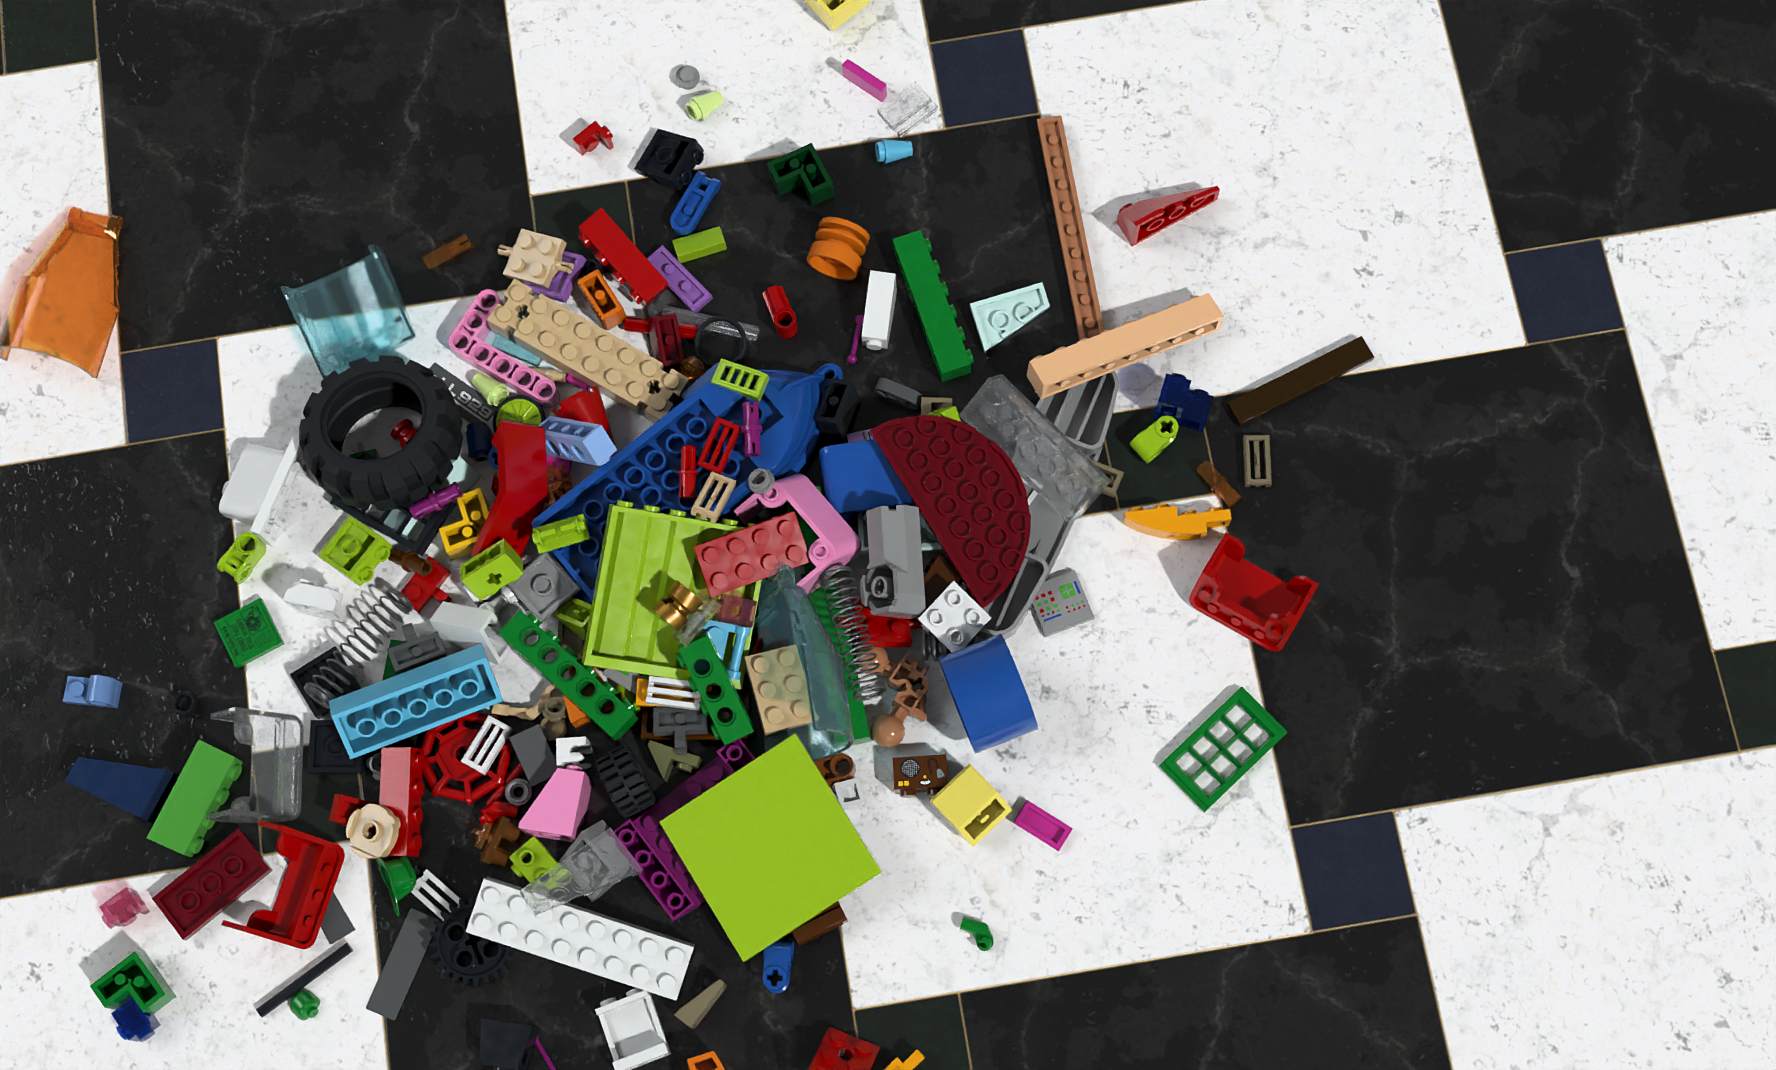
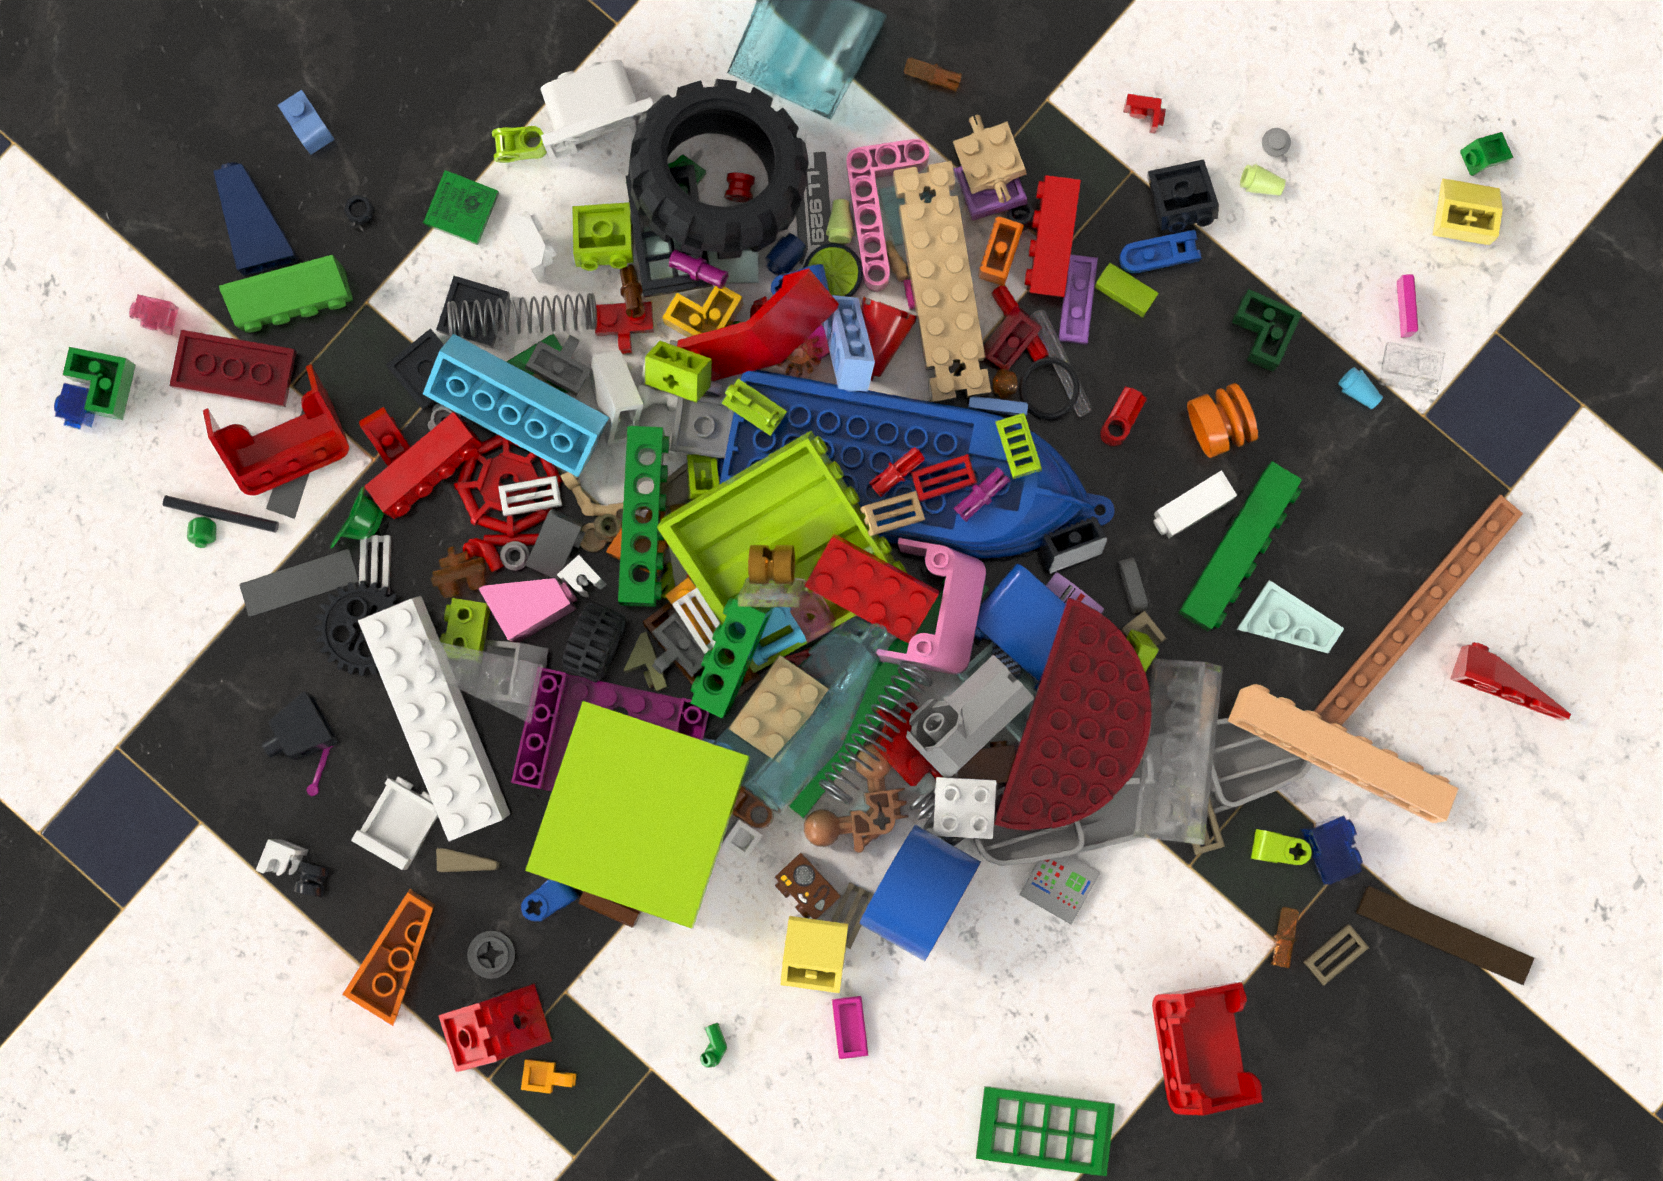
camera: 50 degrees right, 10 degrees up
(274, 766) = (366, 333): clear windscreen -> none
(386, 834) = (390, 477): tan plate -> none
(761, 475) = (946, 535): light grey plate -> none
(779, 1027) = (483, 966): none -> dark grey gear
(859, 321) = (1174, 493): magenta hinge -> none
(955, 742) = (860, 892): none -> dark tan tile
(1166, 524) = (1209, 921): light orange slope -> none

